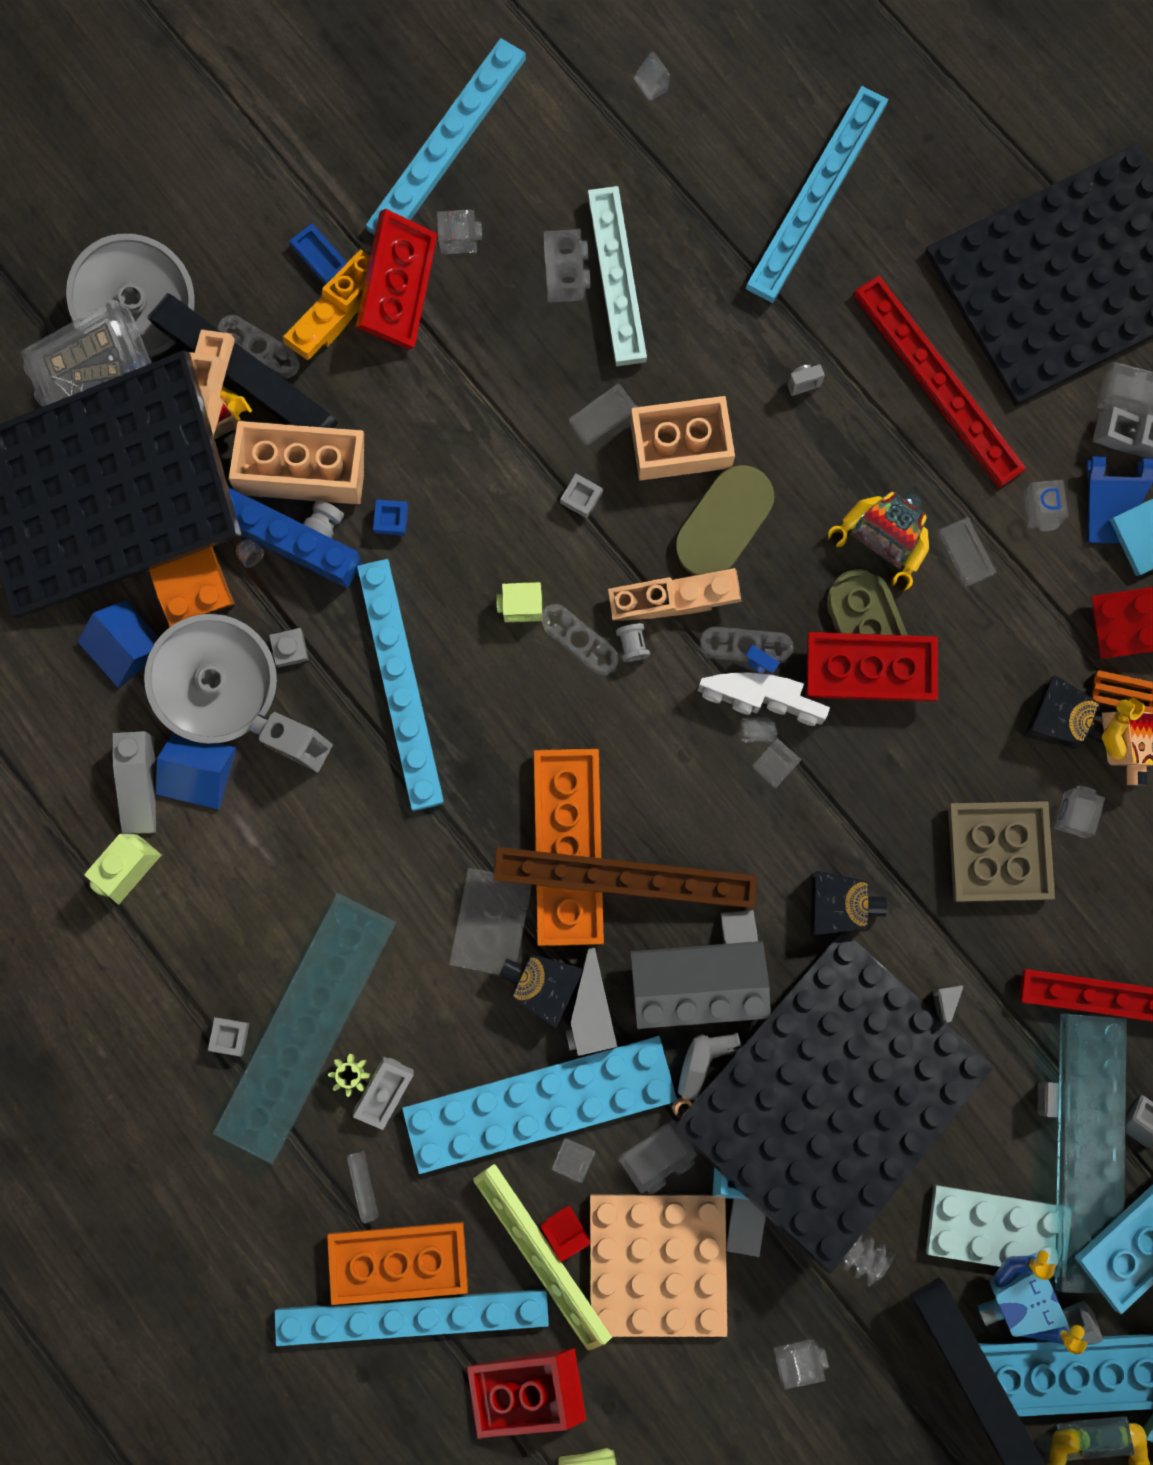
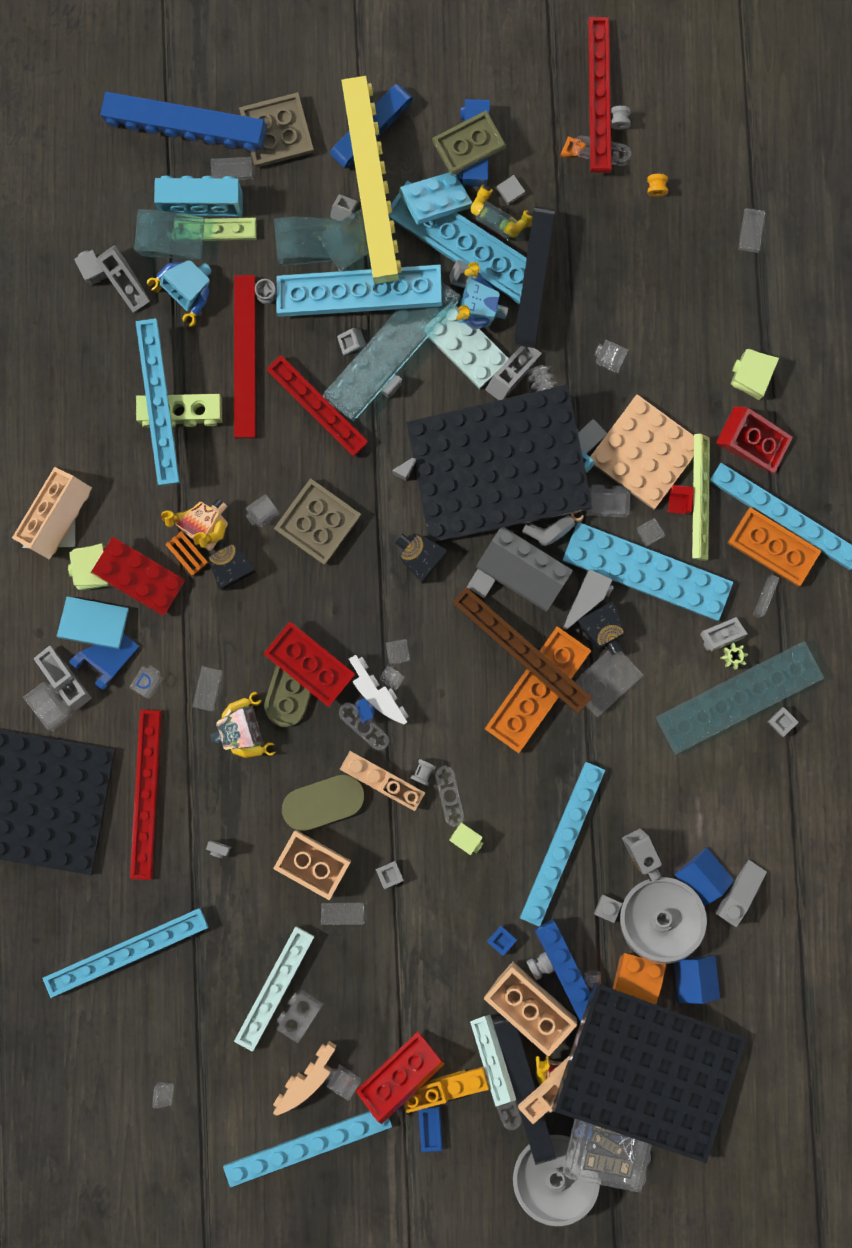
camera: 145 degrees left, 5 degrees up
(121, 866) = (778, 851): yellowish green torso -> none
(300, 373) = (493, 1060): none -> light aqua plate
(499, 202) = (302, 1087): none -> light nougat slope
(911, 1239) = (512, 372): none -> light grey slope

